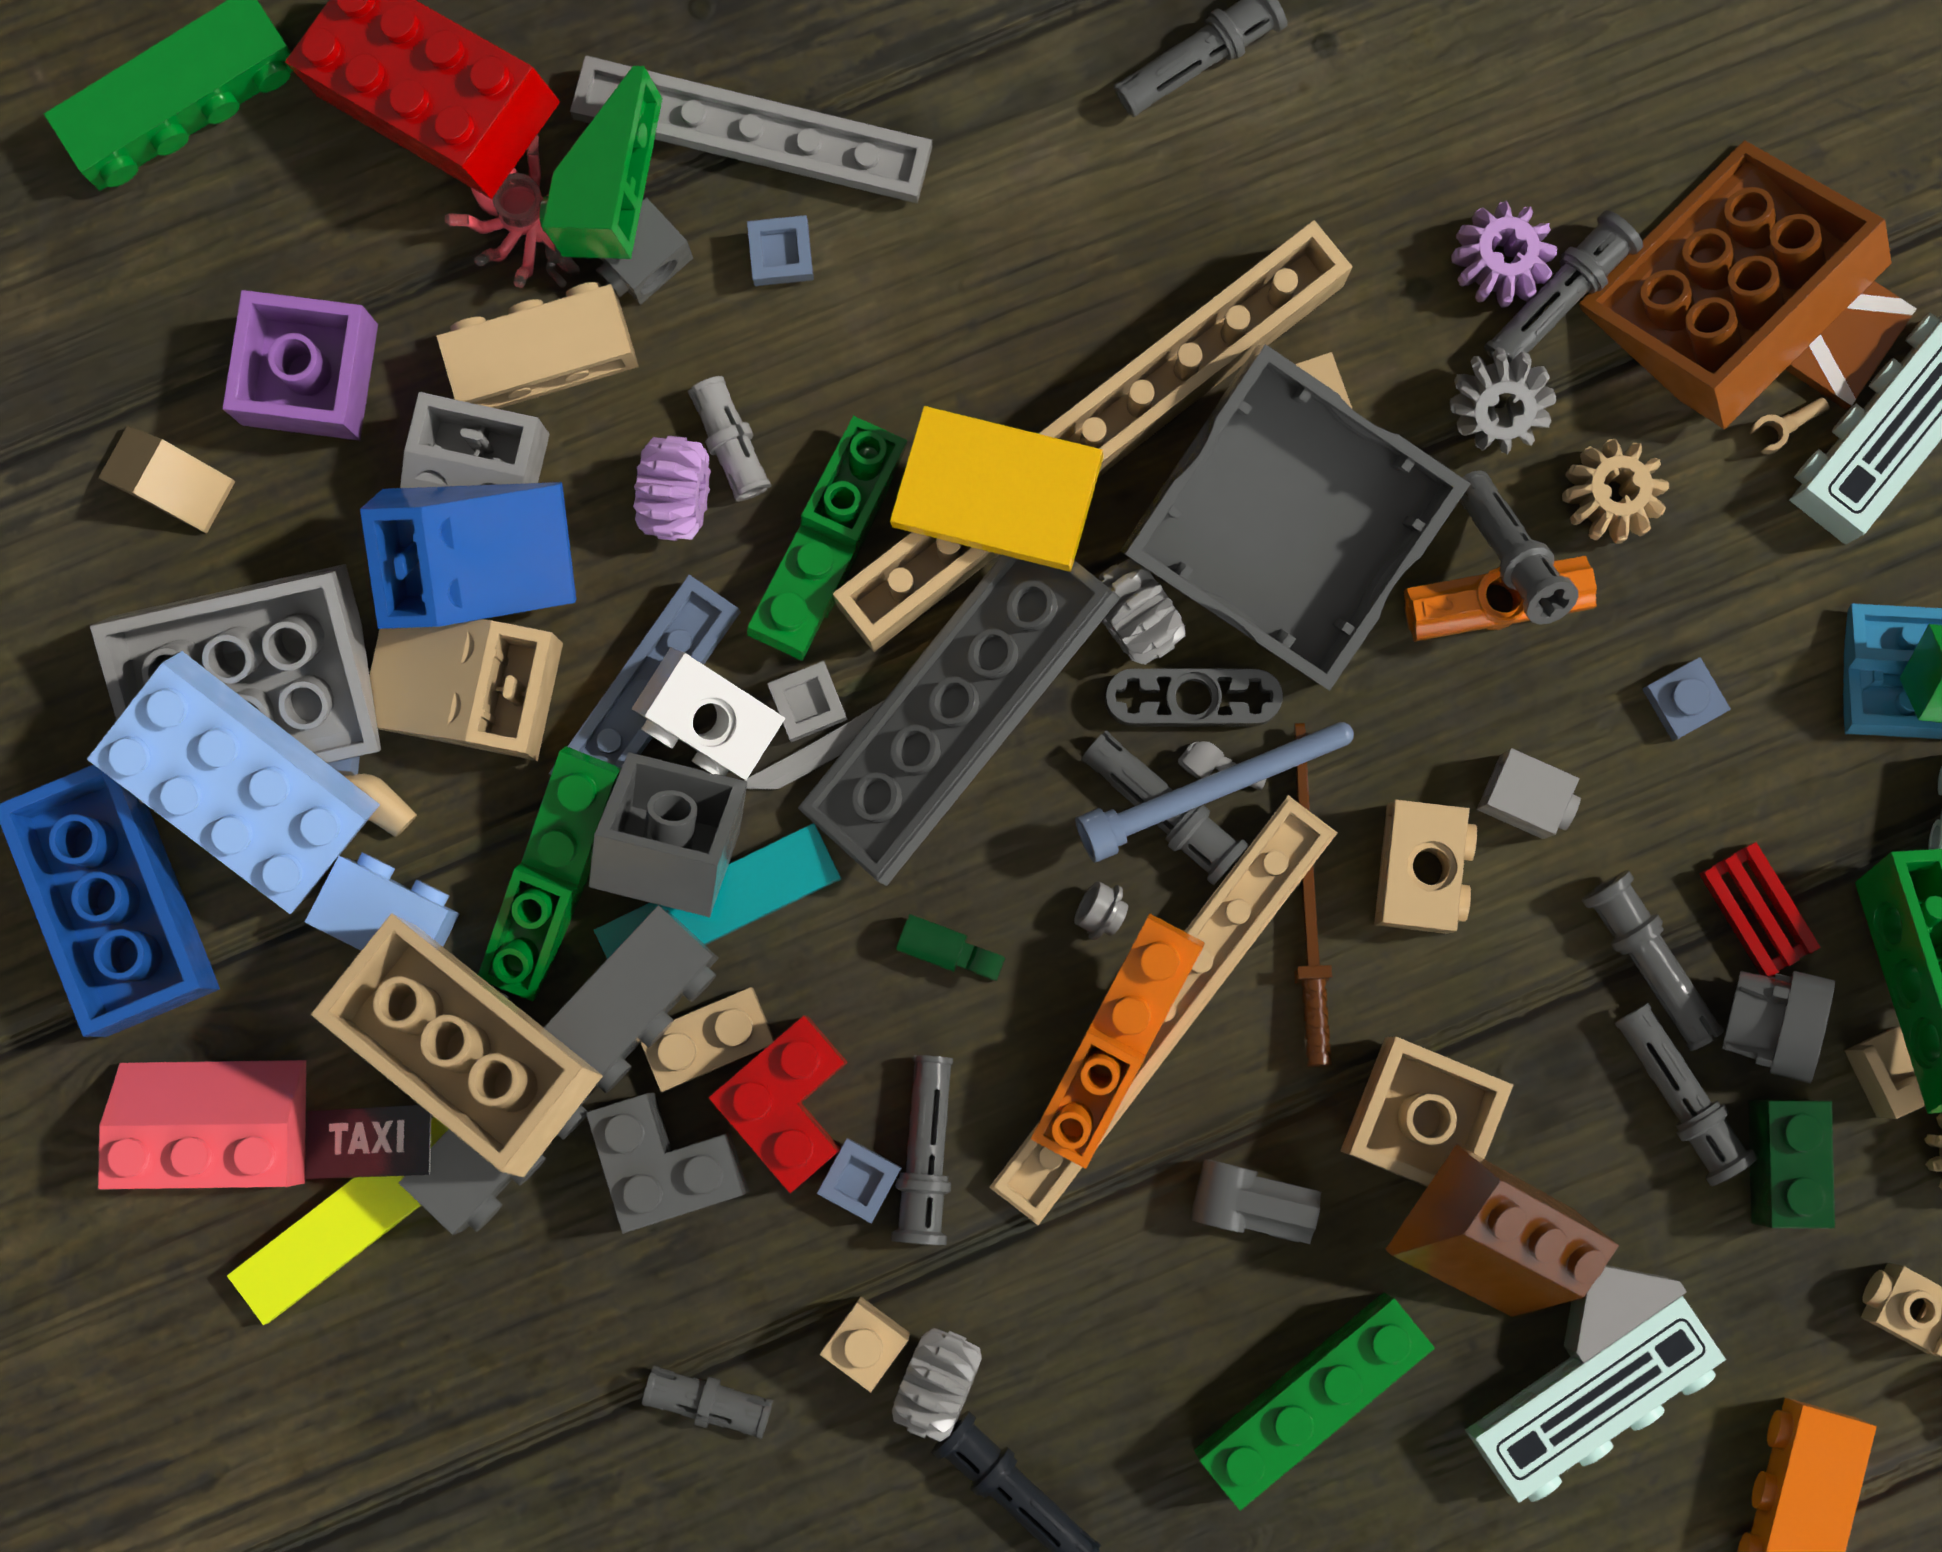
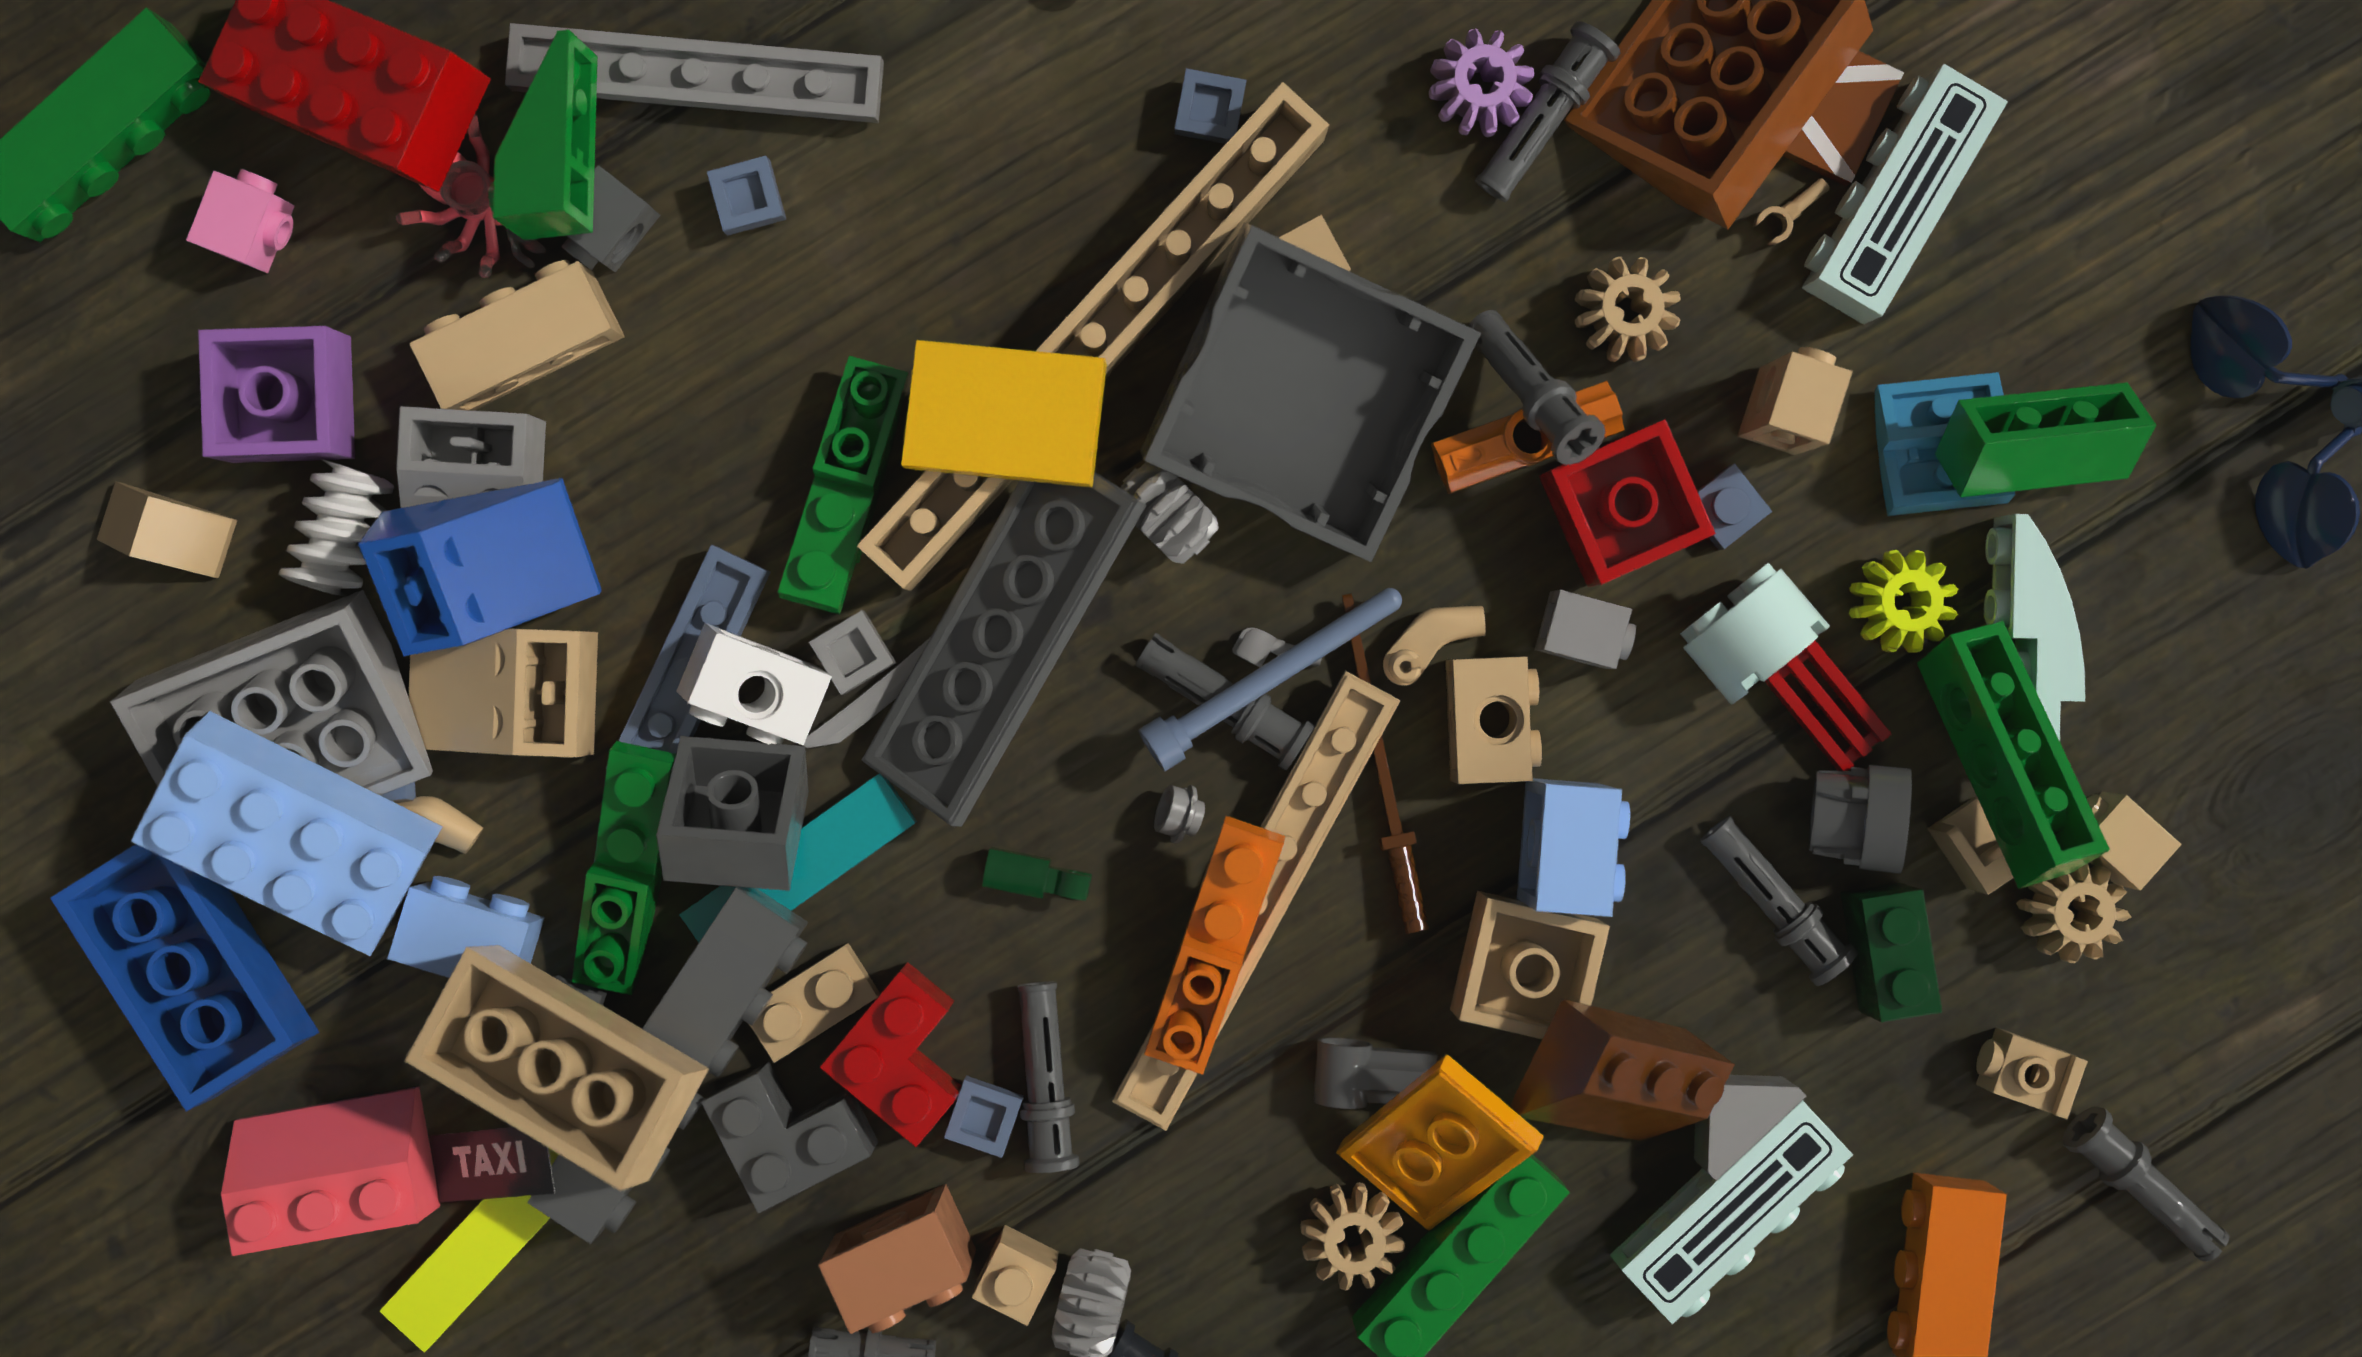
camera: 15 degrees left, 5 degrees up
(298, 198) = (242, 219): none -> bright pink brick
(330, 502) = (336, 529): none -> white piece
(672, 488) = (677, 460): lavender gear -> none
(729, 438) = (728, 397): light grey pin -> none
(753, 1306) = (899, 1261): none -> nougat brick
(1226, 1373) = (1375, 1240): none -> tan gear
(1238, 236) = (1209, 106): none -> sand blue plate
(1238, 711) = (1279, 563): dark grey beam -> none
(1311, 1277) = (1439, 1143): none -> light orange tile
(1371, 776) = (1426, 635): none -> tan arm
(1487, 1000) = (1572, 847): none -> light blue brick
(1522, 408) = (1524, 242): light grey gear -> none
(1588, 676) = (1627, 504): none -> red brick
(1639, 936) = (1712, 752): dark grey pin -> none
(1695, 823) = (1756, 635): none -> light aqua brick
(1768, 603) = (1796, 401): none -> tan brick
(1856, 796) = (1893, 579): none -> neon yellow gear

